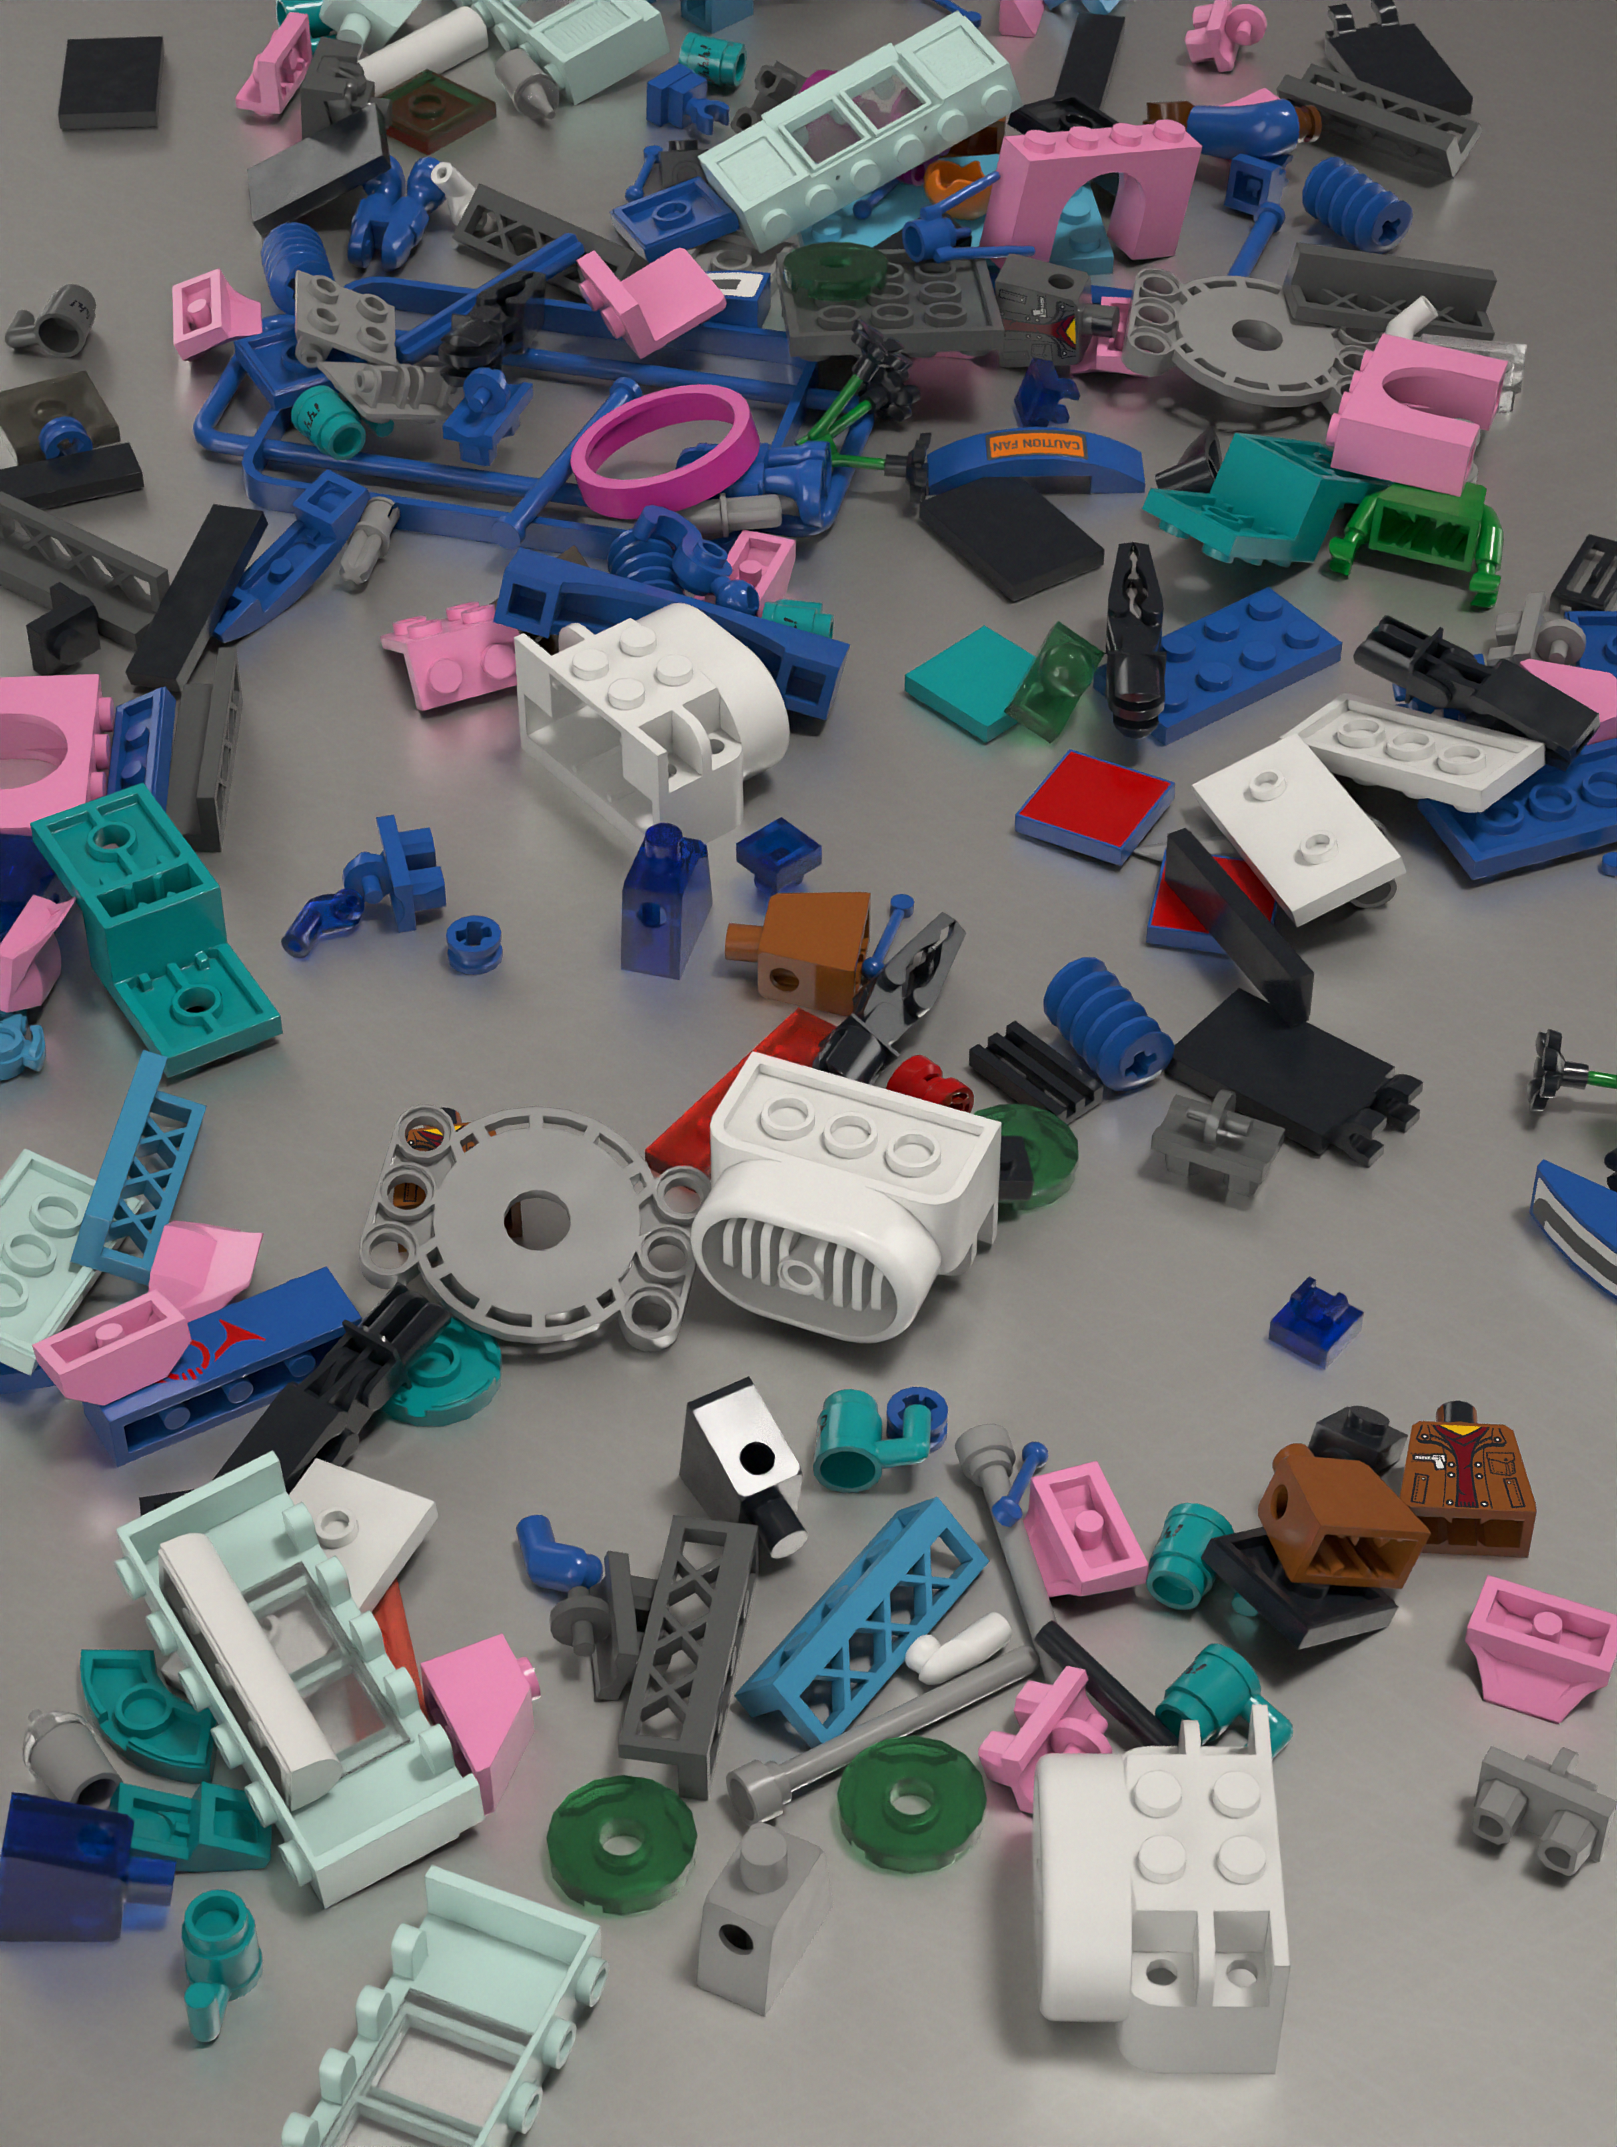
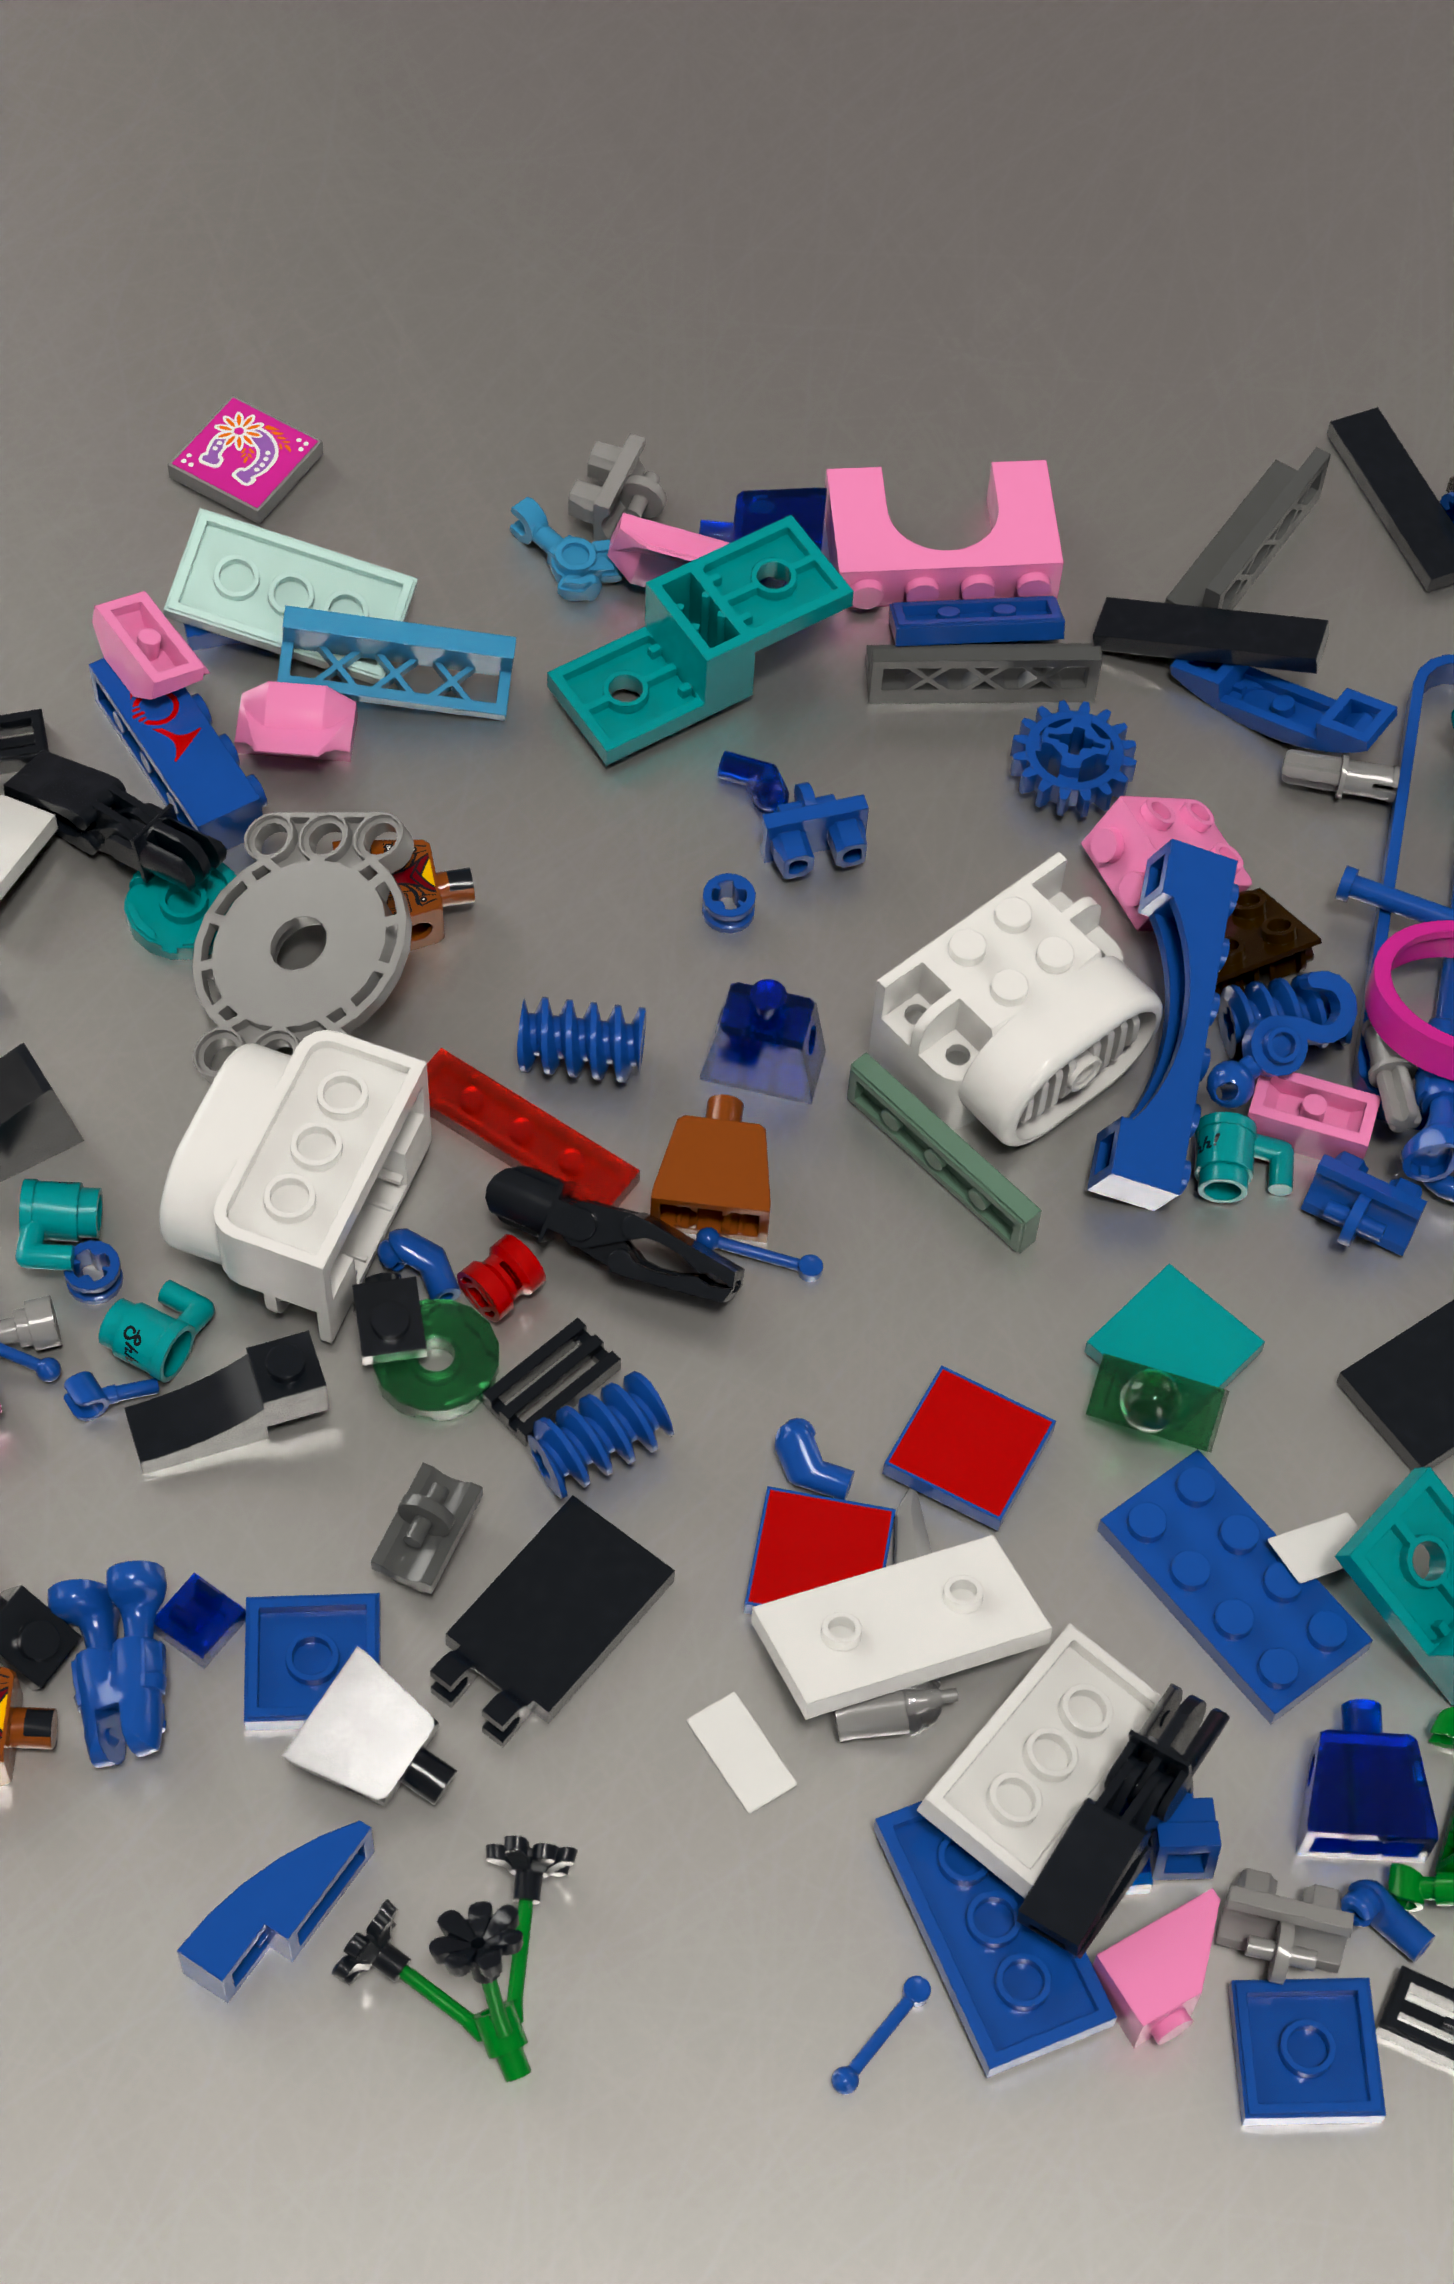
camera: 85 degrees right, 15 degrees up
(63, 633) = (1156, 545): black bracket -> none
(329, 699) = (1073, 758): none -> blue gear
(651, 1032) = (581, 1040): none -> blue piece
(778, 856) = (846, 1140): clear blue tile -> none
(794, 794) = (943, 1153): none -> sand green tile
(844, 560) = (1364, 1204): none -> blue hips
(1002, 1360) = (152, 1337): none -> teal piece
(1065, 1417) = (90, 1401): none -> blue hand
(1081, 1293) = (230, 1406): none -> black slope
(1114, 907) = (804, 1463): none -> blue arm
(1134, 645) = (1216, 1469): black arm -> none
(1189, 608) = (1312, 1548): none -> white sticker
(1239, 927) = (732, 1555): black tile -> none
(1352, 1241) = (299, 1649): none -> blue tile
(1397, 1351) = (114, 1678): none -> blue piece
(1404, 964) = (741, 1752): none -> white sticker
(1408, 584) = (1366, 1793): none -> clear blue torso
(1438, 1174) = (371, 1737): none -> torso
(1511, 597) = (1378, 1908): none -> blue arm

